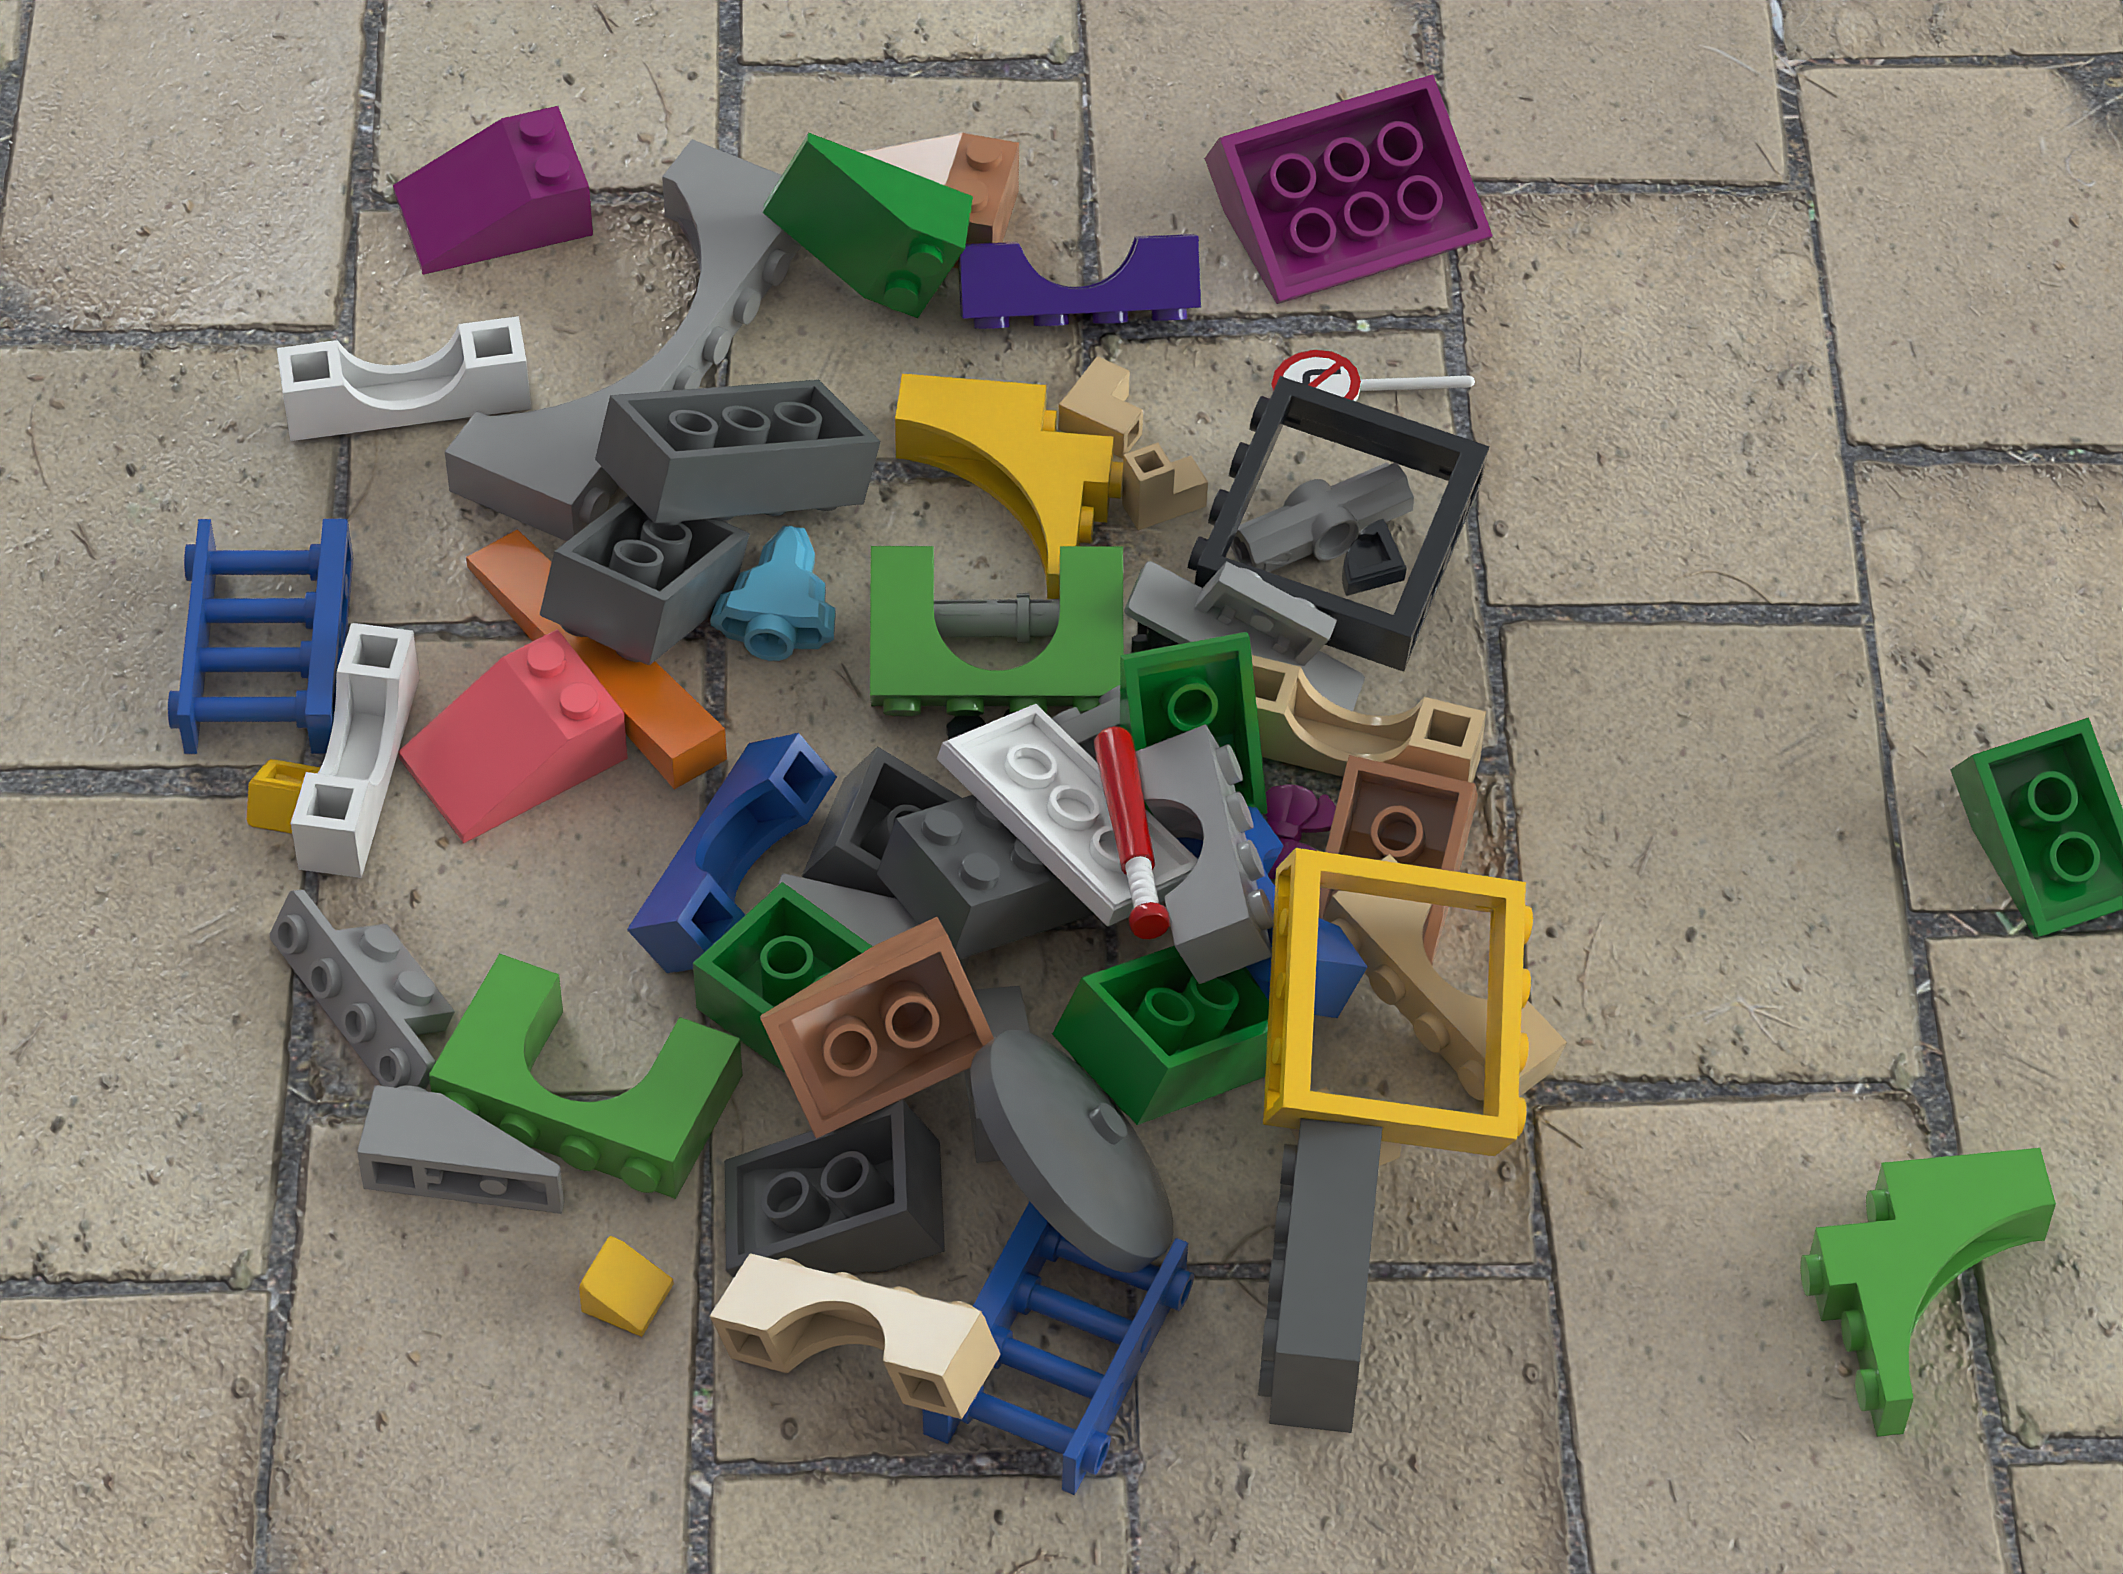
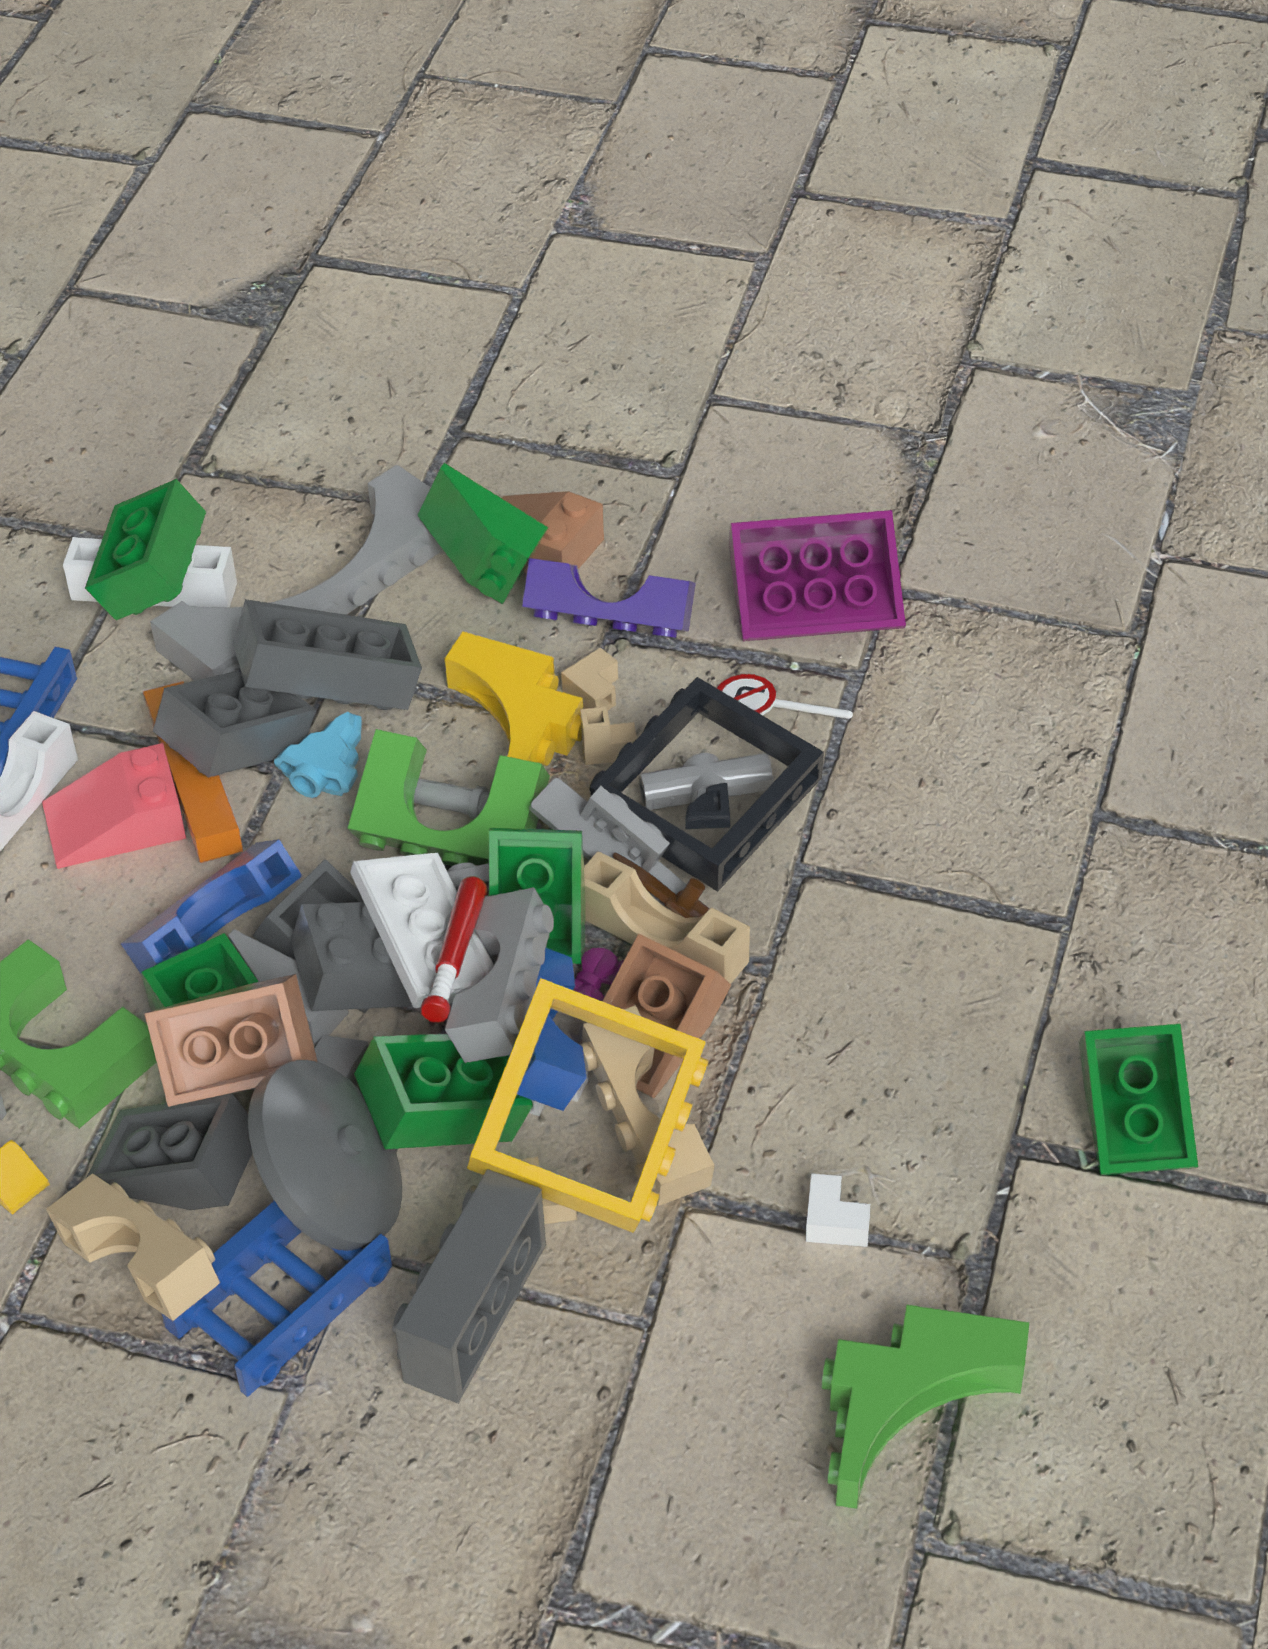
camera: 20 degrees right, 5 degrees down
(406, 347) = (146, 550): none -> green brick
(497, 194) = (269, 477): magenta slope -> none
(1364, 696) = (683, 903): none -> reddish brown piece
(1730, 1077) = (833, 1220): none -> white piece

